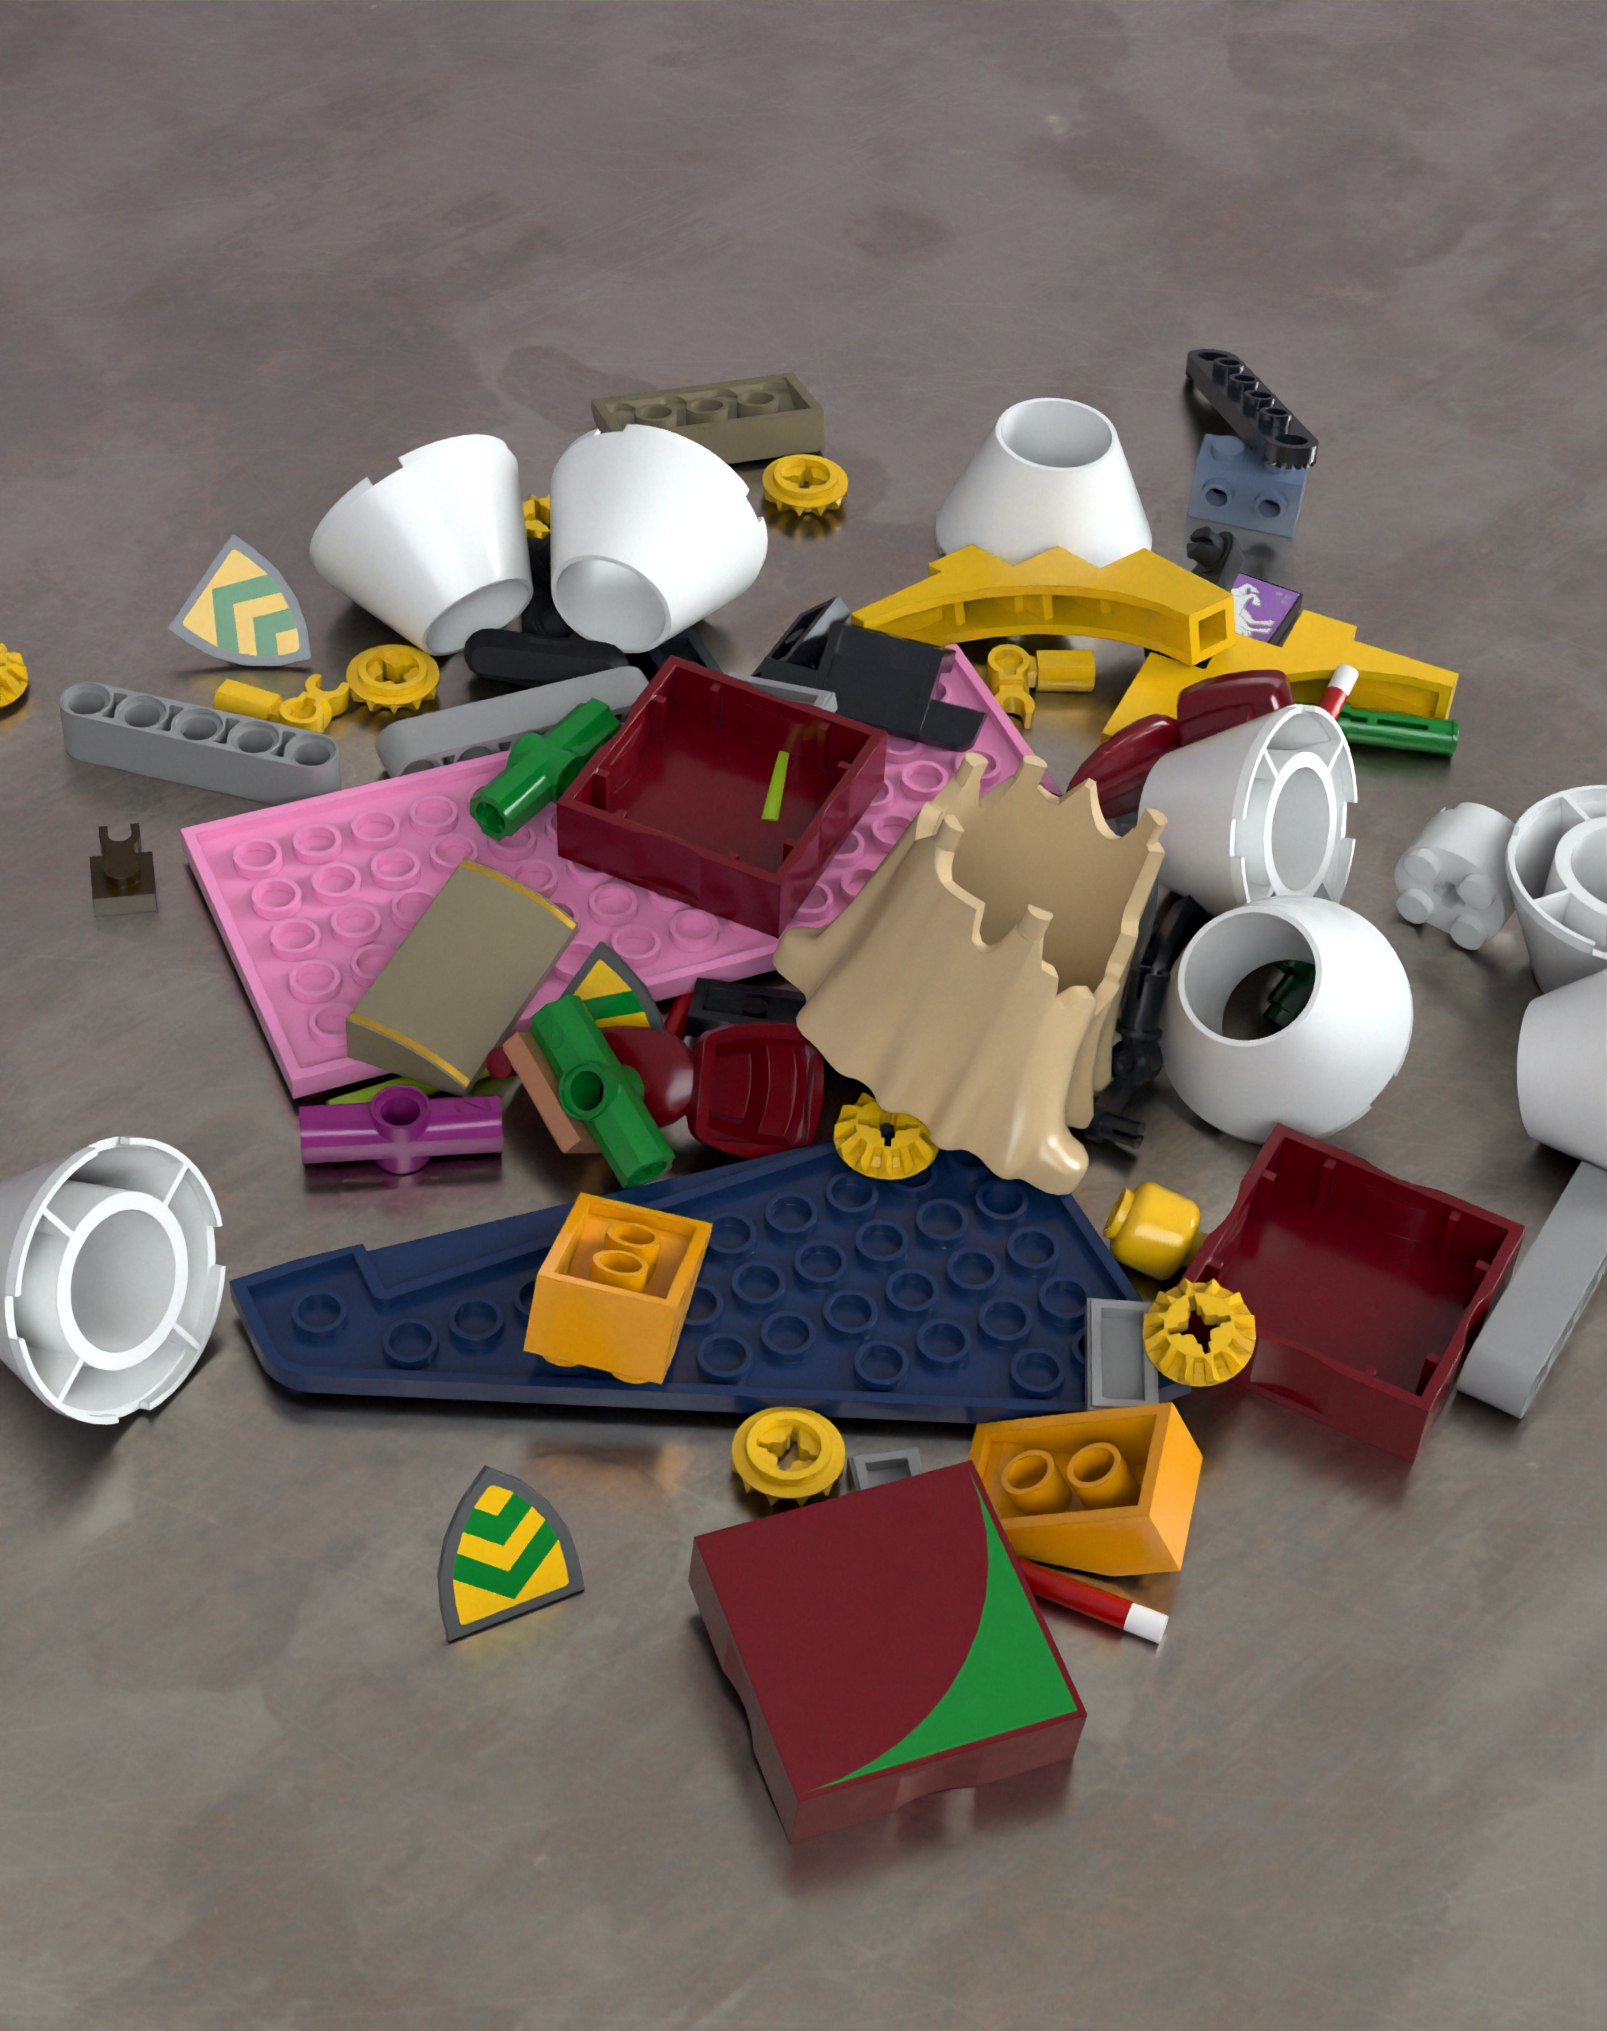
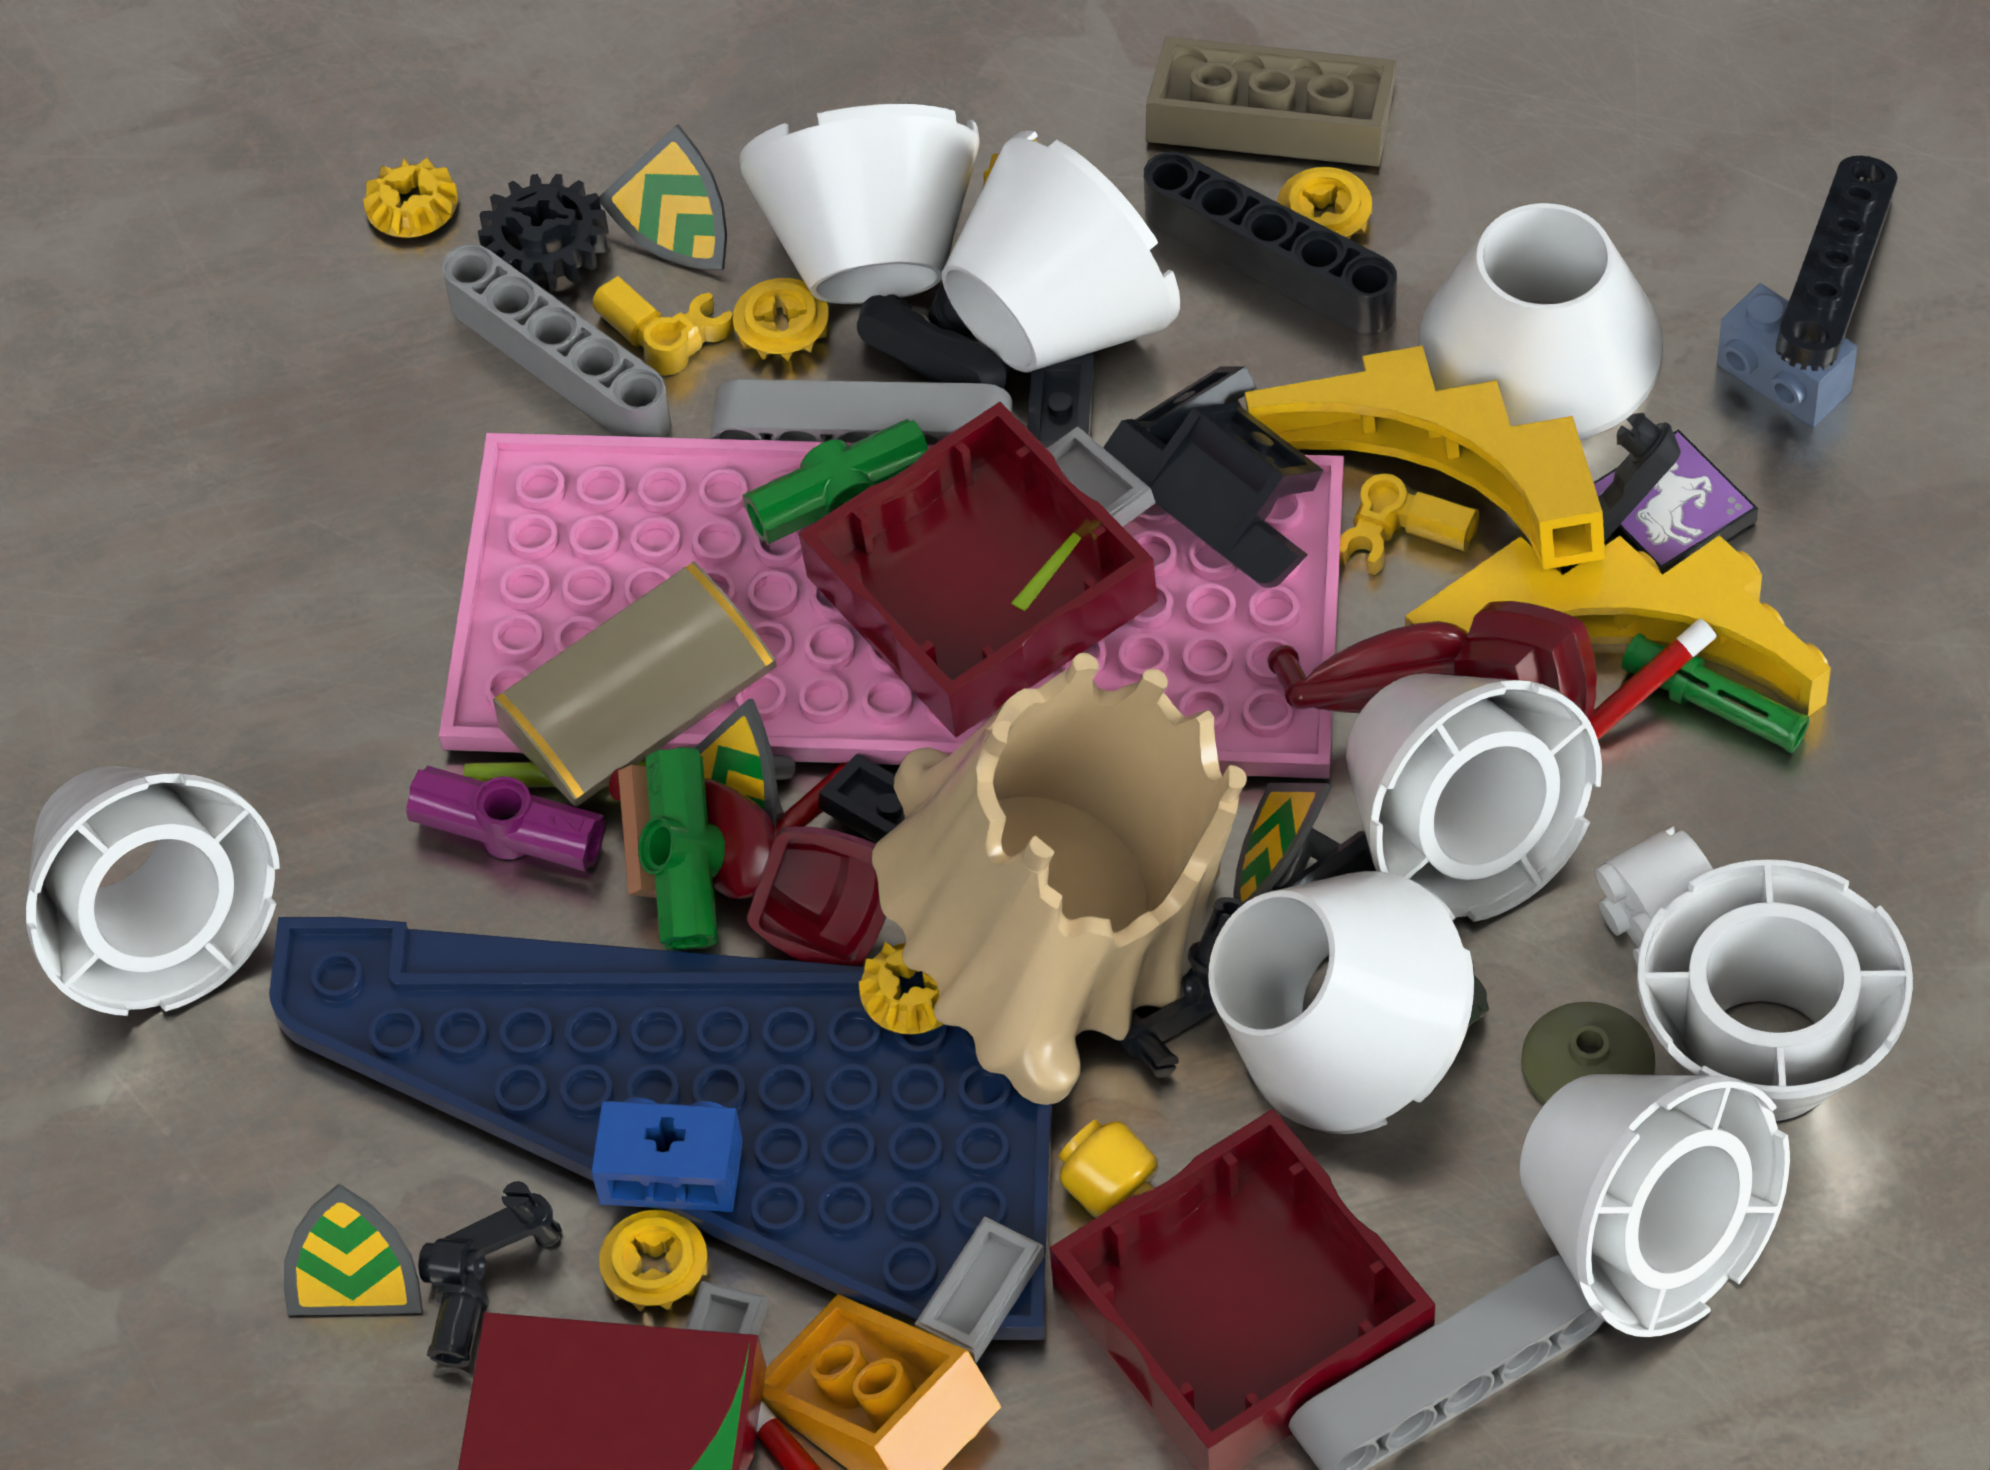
camera: 35 degrees right, 10 degrees up
(122, 876) = (423, 465): dark brown plate -> none
(134, 658) = (546, 229): none -> black gear
(604, 1530) = (459, 1262): none -> black pin
(616, 1289) = (576, 1043): light orange slope -> none
(764, 1347) = (639, 1171): none -> blue brick
(834, 520) = (1270, 243): none -> black beam
(1180, 1355) = (1064, 1314): yellow gear -> none
(1467, 1022) = (1552, 1044): none -> olive dish

